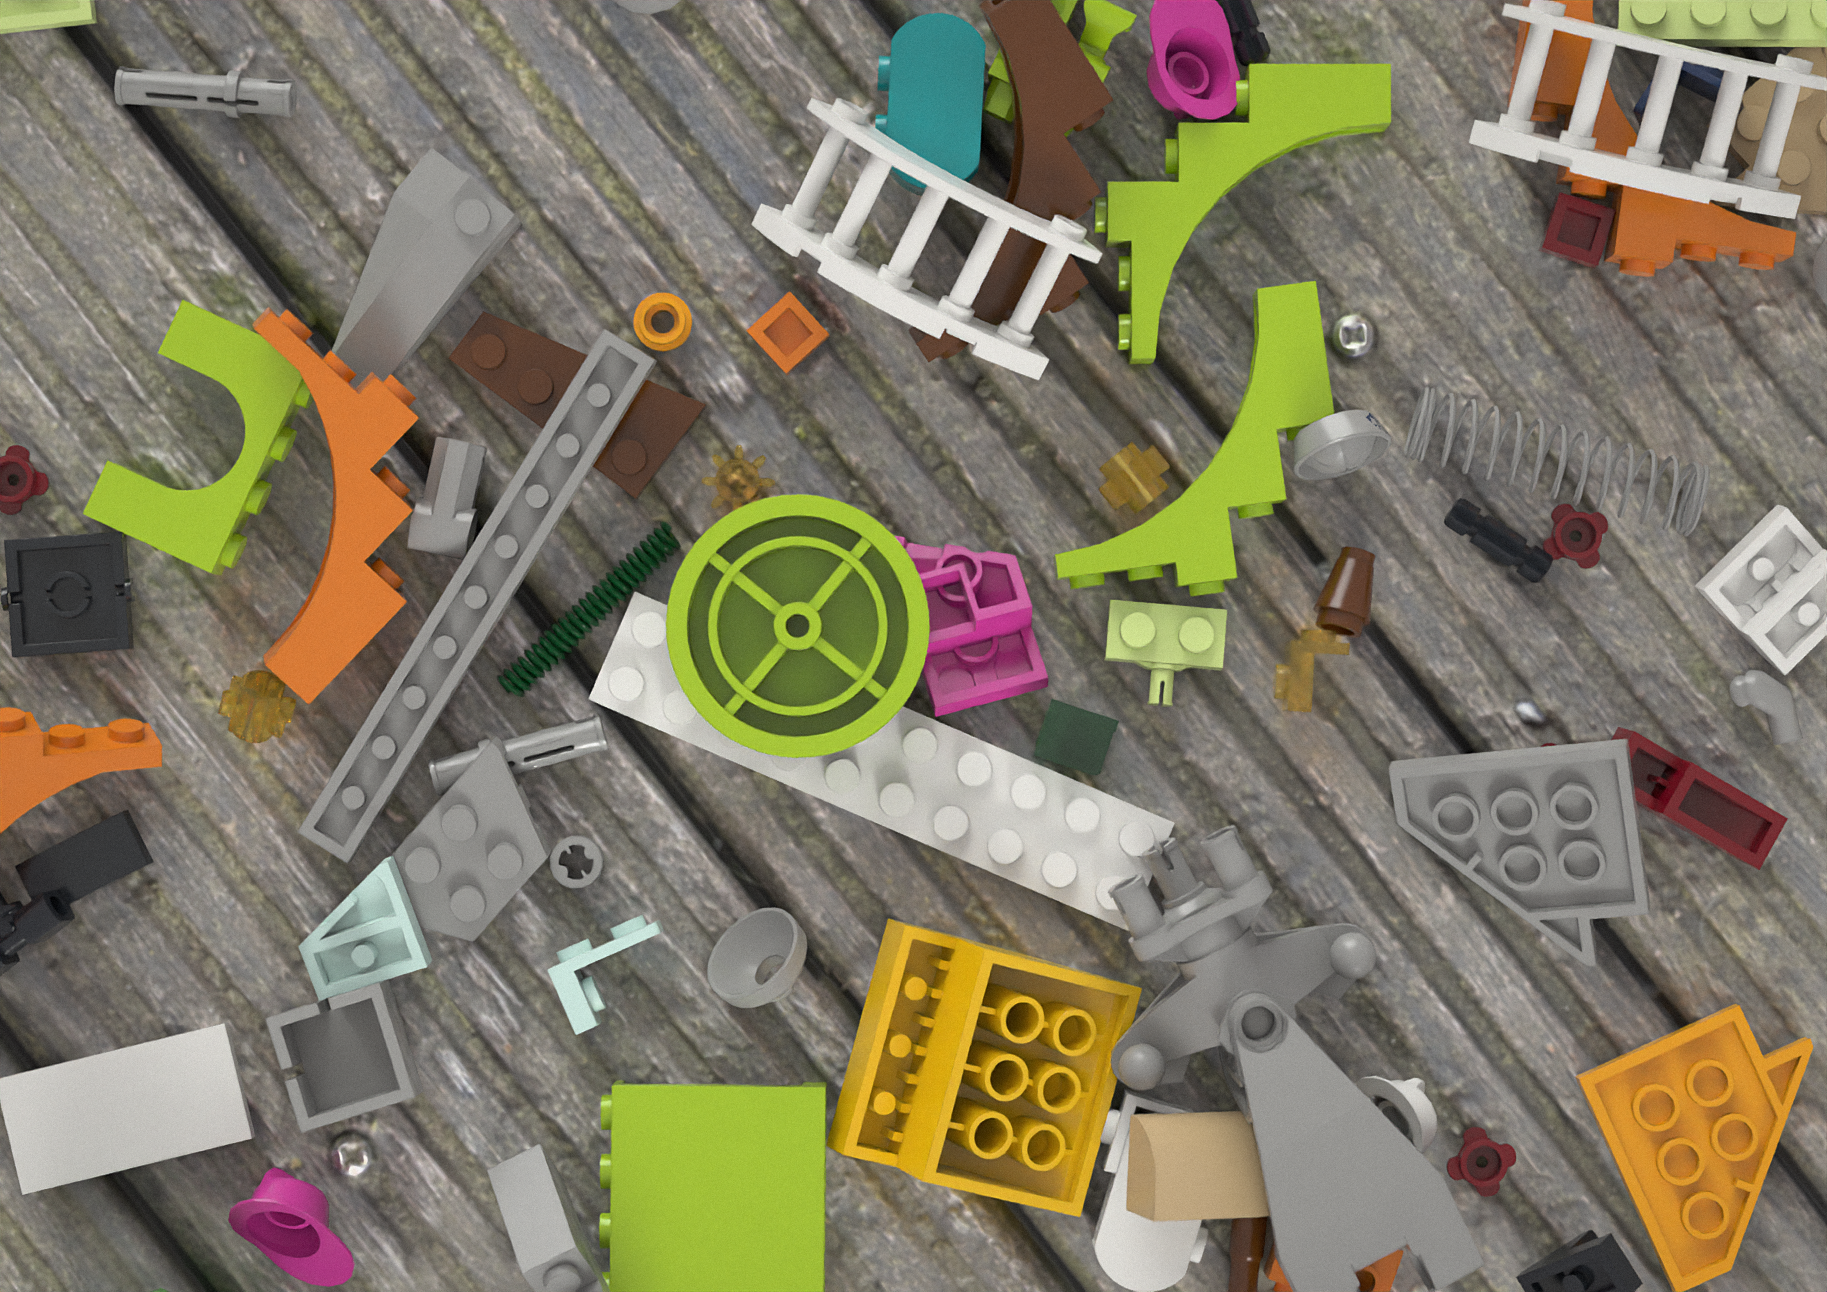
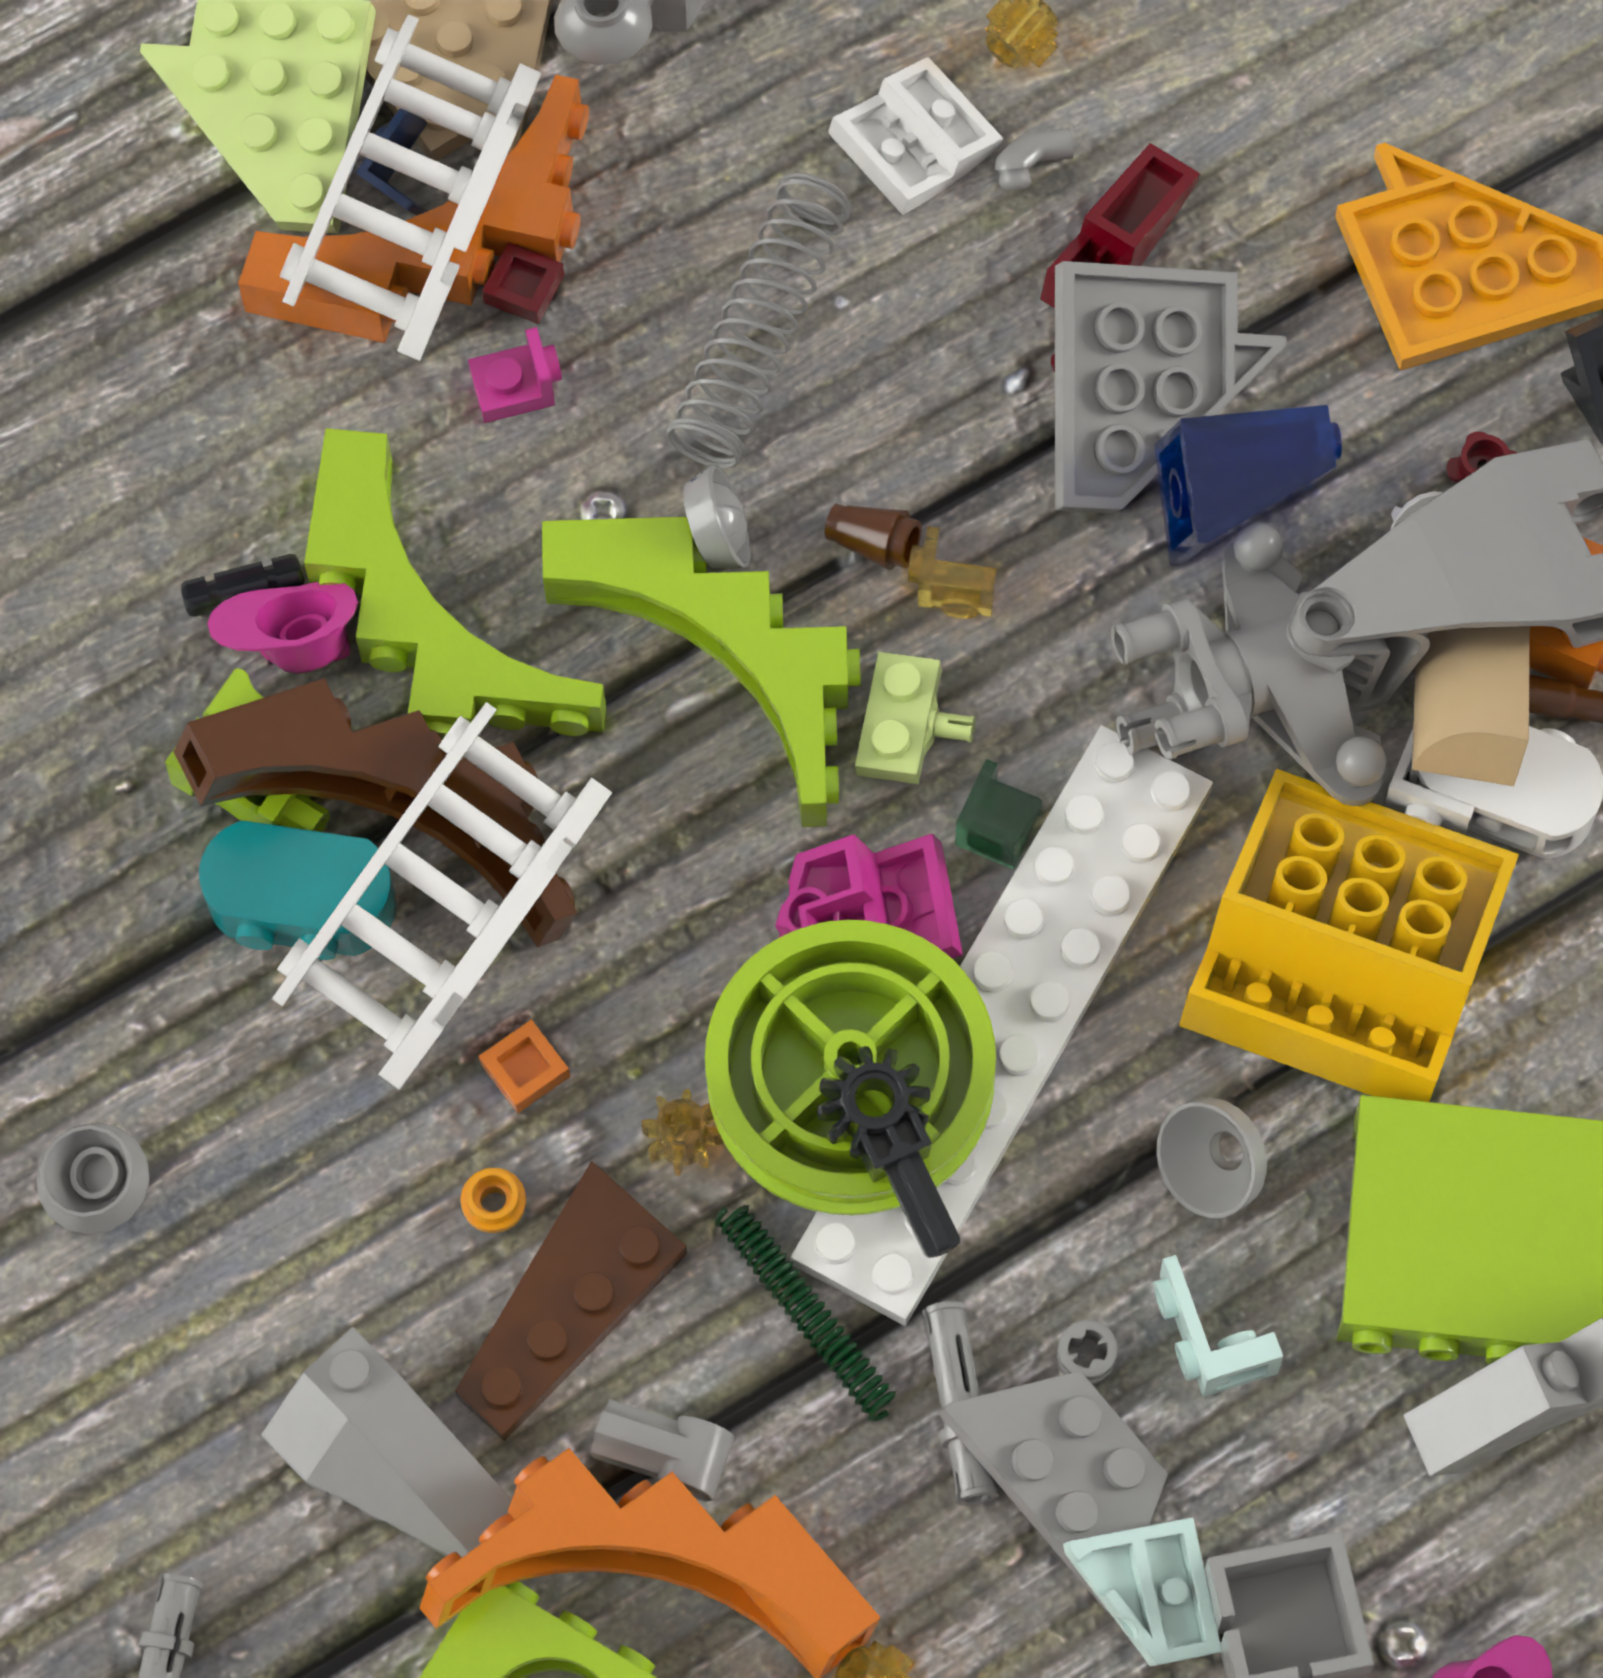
camera: 85 degrees left, 20 degrees down
(477, 596) = (780, 1423): light grey plate -> none
(708, 673) = (892, 1142): none -> black gear
(1134, 477) = (727, 726): clear yellow gear -> none
(1427, 934) = (1237, 469): none -> clear blue slope
(1476, 235) = (515, 379): none -> dark pink bracket
(1498, 540) = (834, 388): black axle -> none
(1588, 525) = (843, 300): dark red plate -> none

